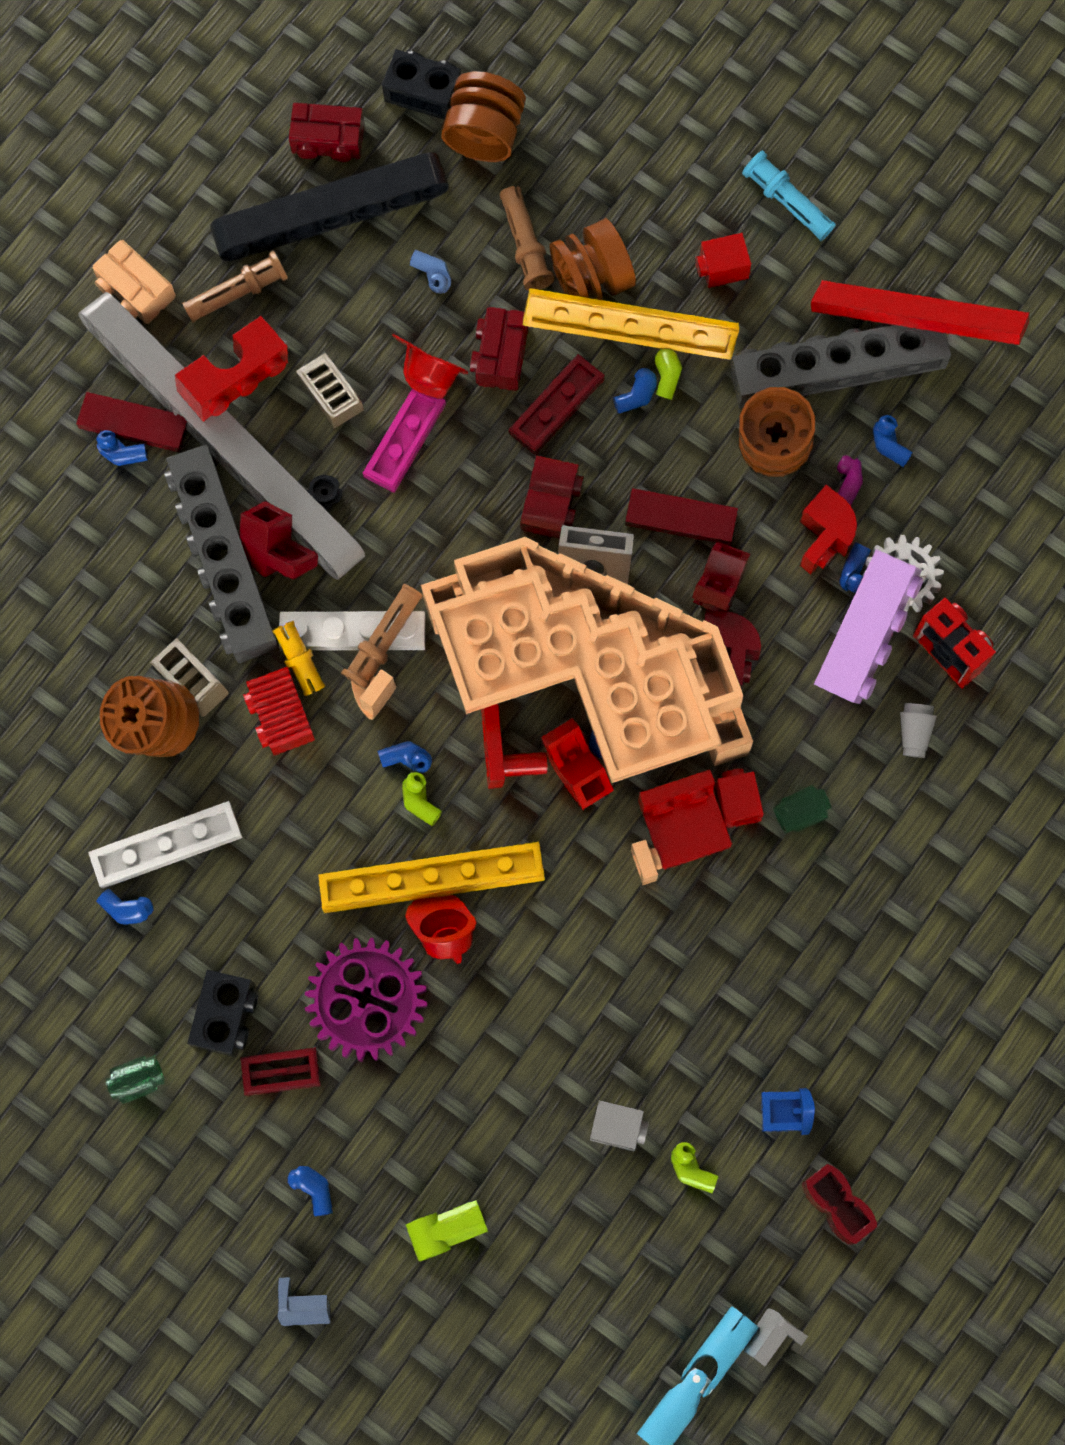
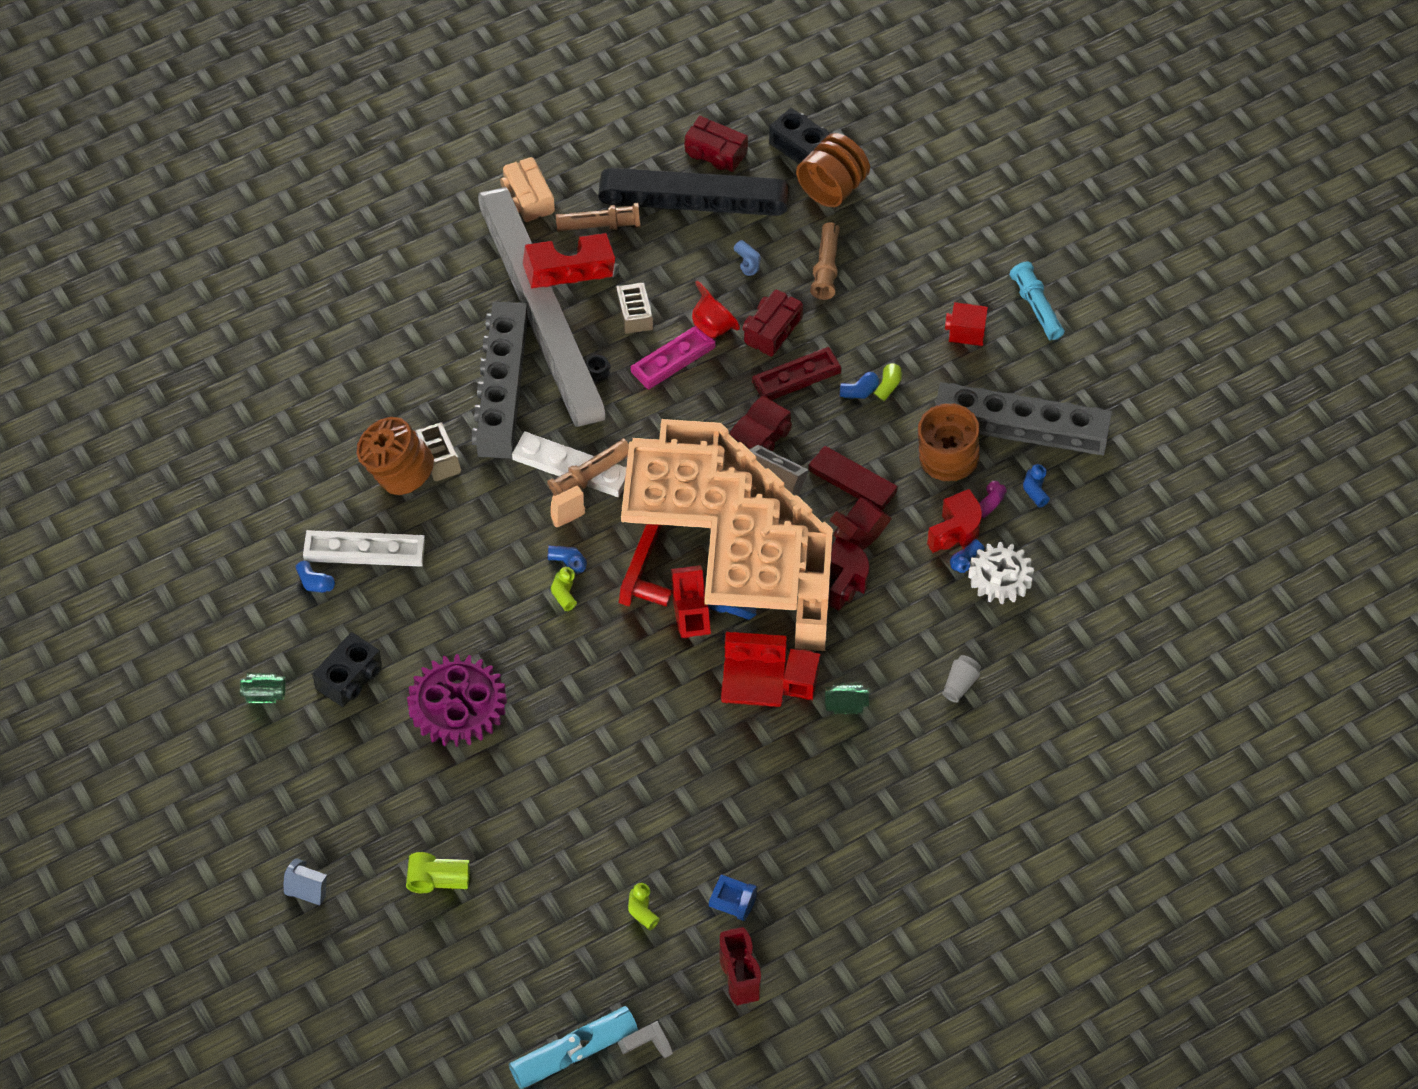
camera: 20 degrees right, 20 degrees down
(117, 452) = (462, 293): blue arm -> none
(132, 422) = (480, 276): dark red tile -> none
(268, 542) = (539, 379): dark red brick -> none
(279, 711) = (491, 493): red brick -> none
(298, 658) = (522, 463): yellow pin -> none
(313, 1067) = (368, 731): dark red tile -> none
(314, 1185) = (353, 803): blue arm -> none
(431, 877) = (547, 642): yellow tile -> none
(442, 926) = (537, 673): red piece -> none
(598, 262) = (865, 288): dark orange wheel -> none
(618, 1126) = (599, 853): light grey brick -> none
(630, 324) = (874, 335): yellow tile -> none
(646, 861) = (711, 688): light nougat plate -> none
(868, 627) = (953, 589): lavender brick -> none
(920, 312) = (1096, 402): red tile -> none
(953, 642) = (1015, 625): red piece -> none

